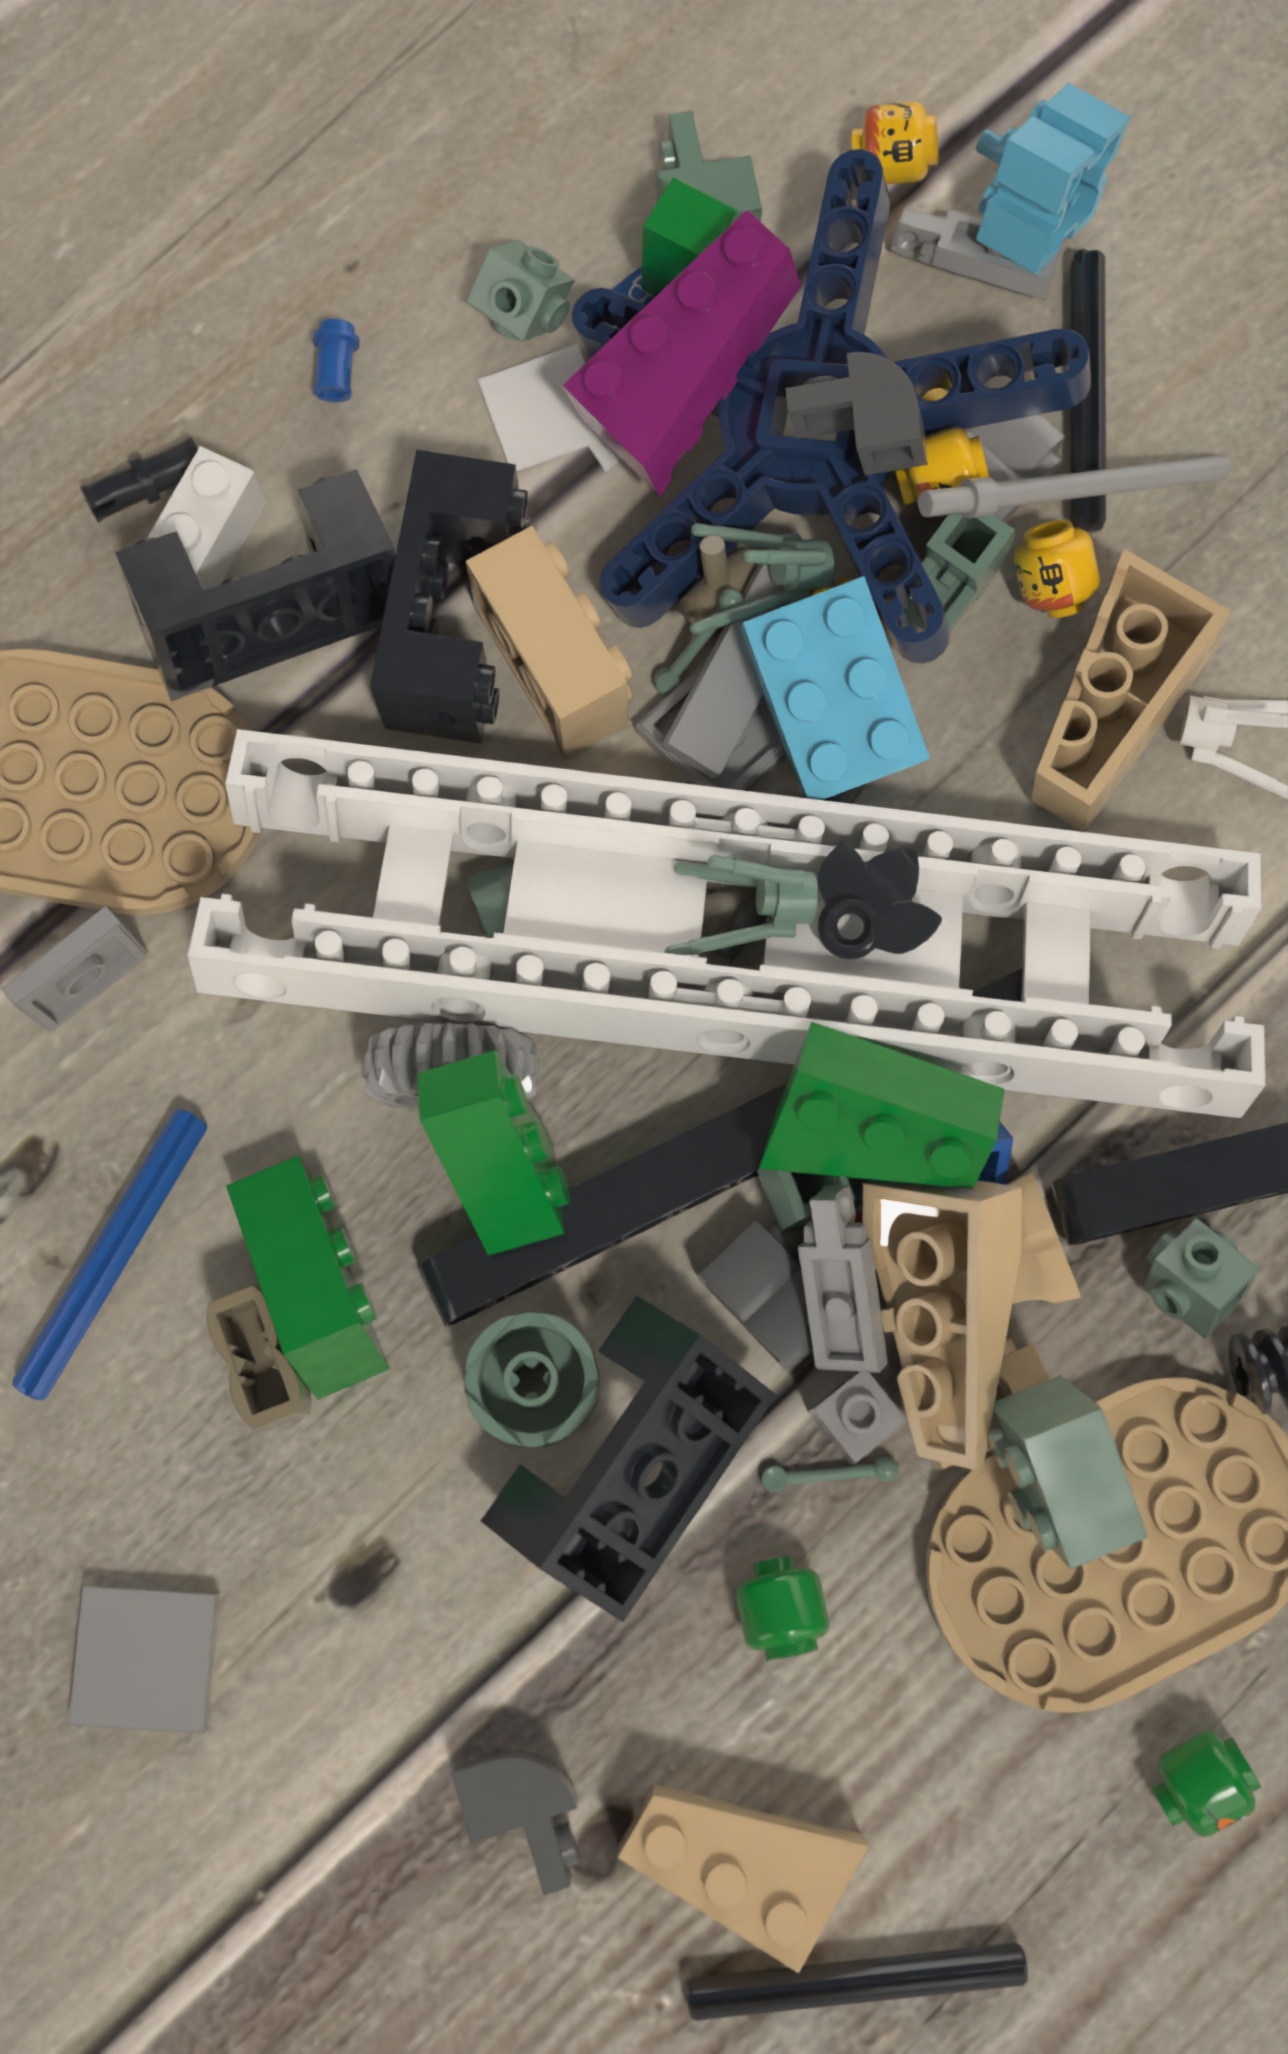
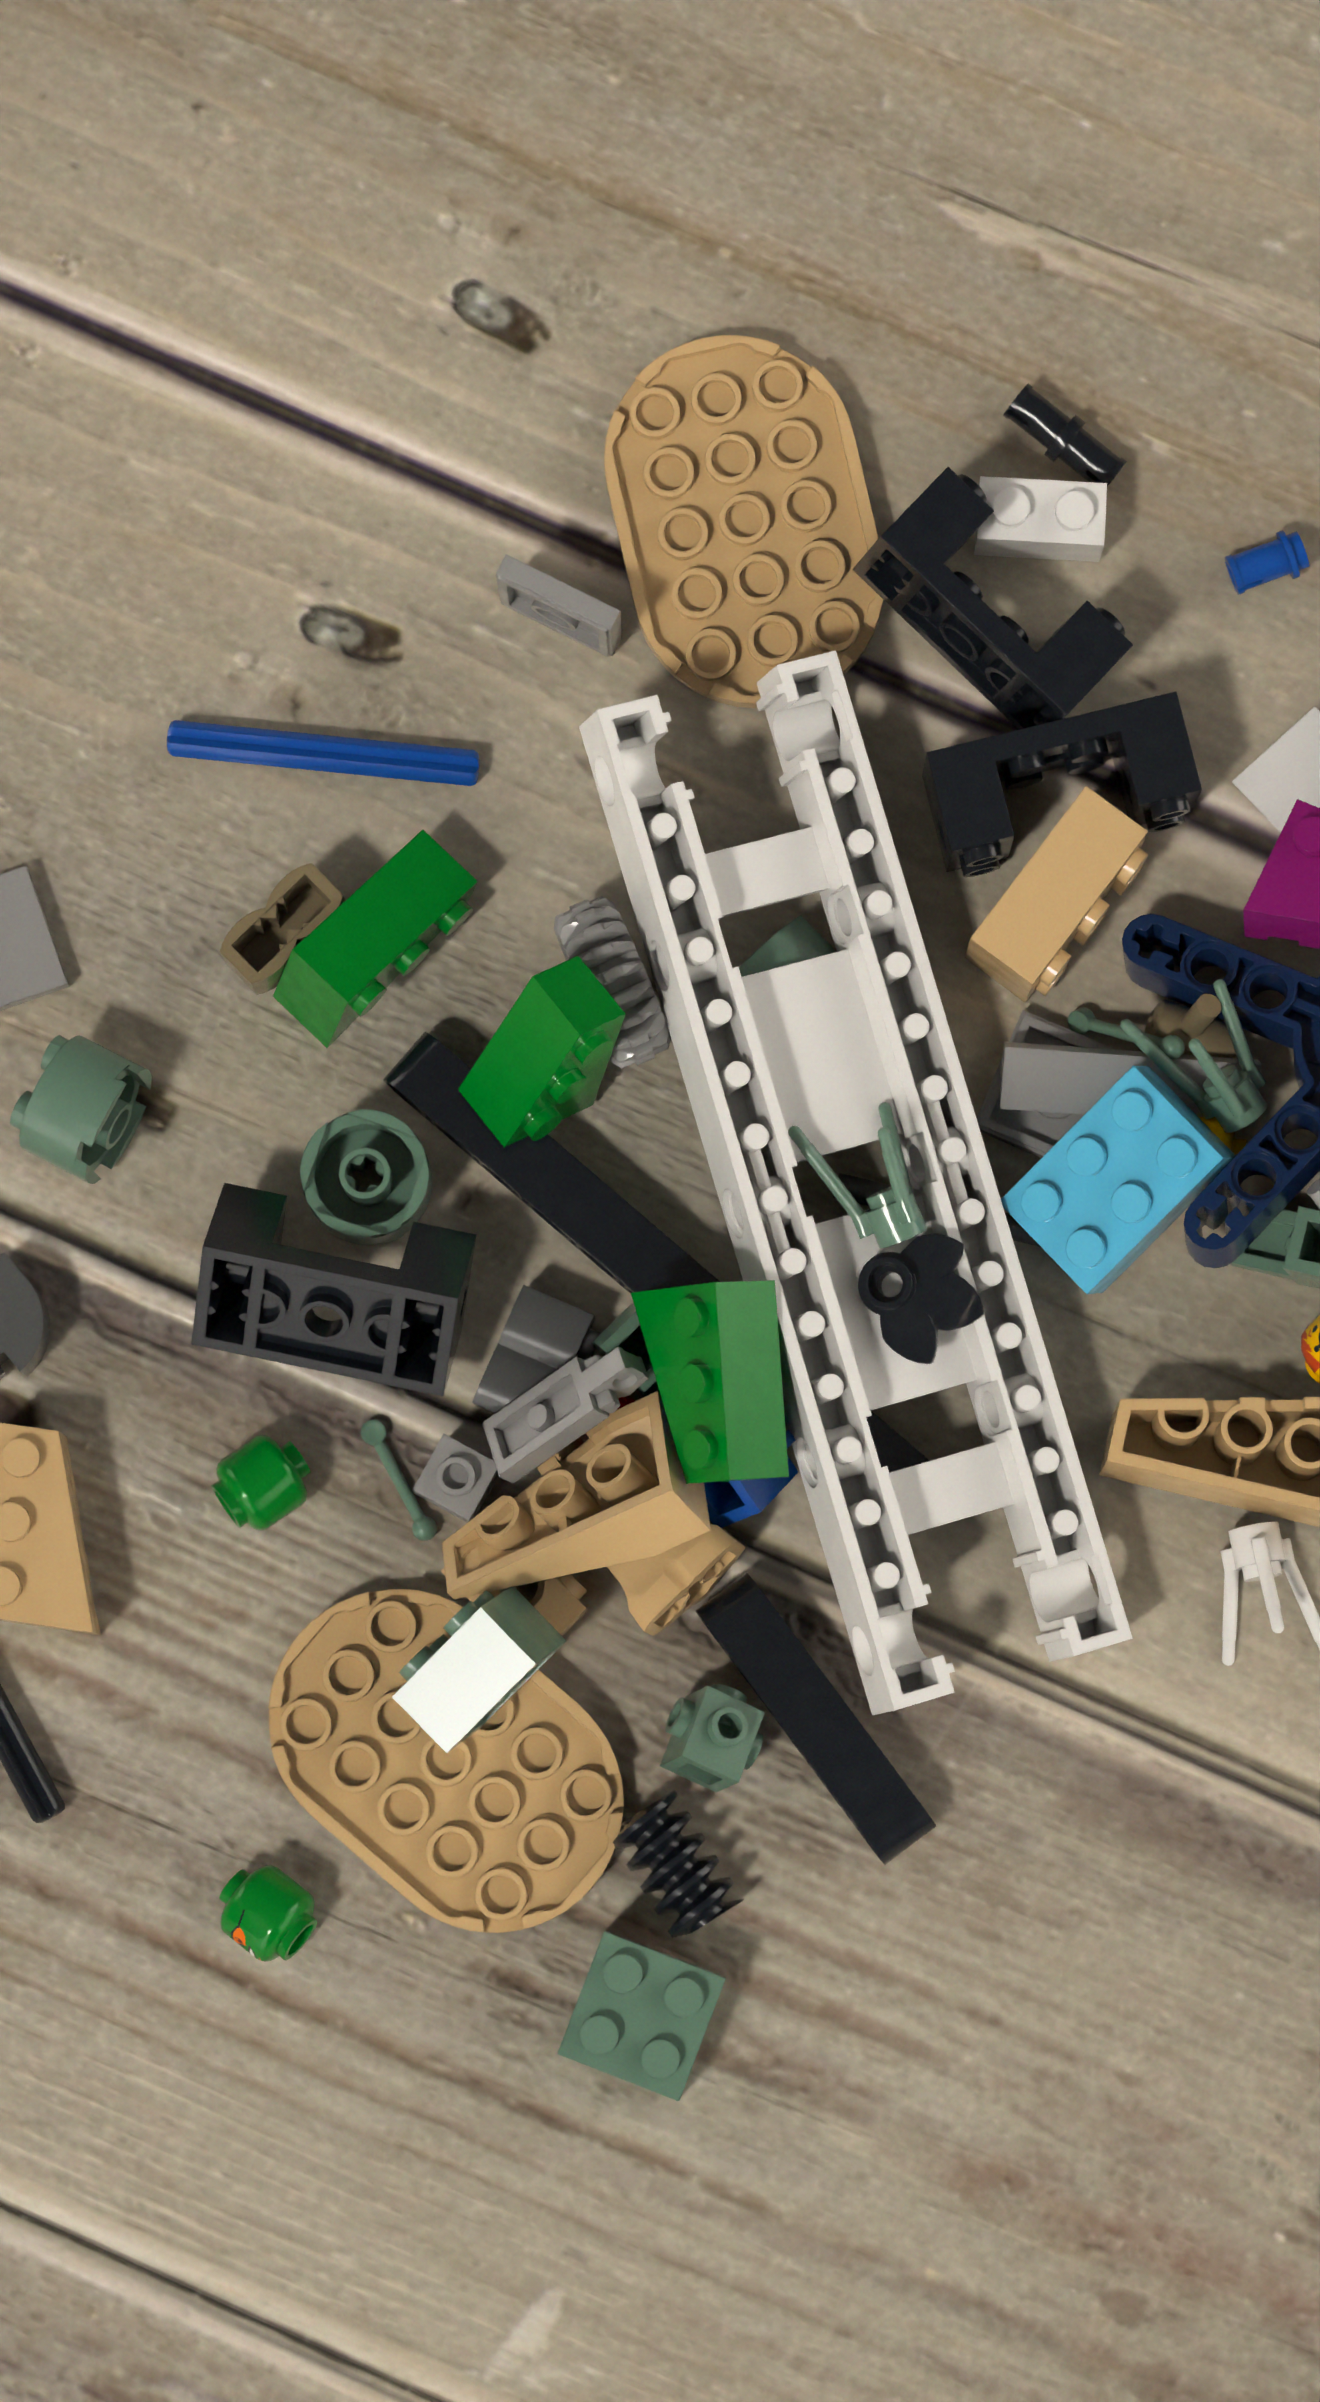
camera: 70 degrees right, 5 degrees up
(341, 1633) = (81, 1107): none -> sand green brick

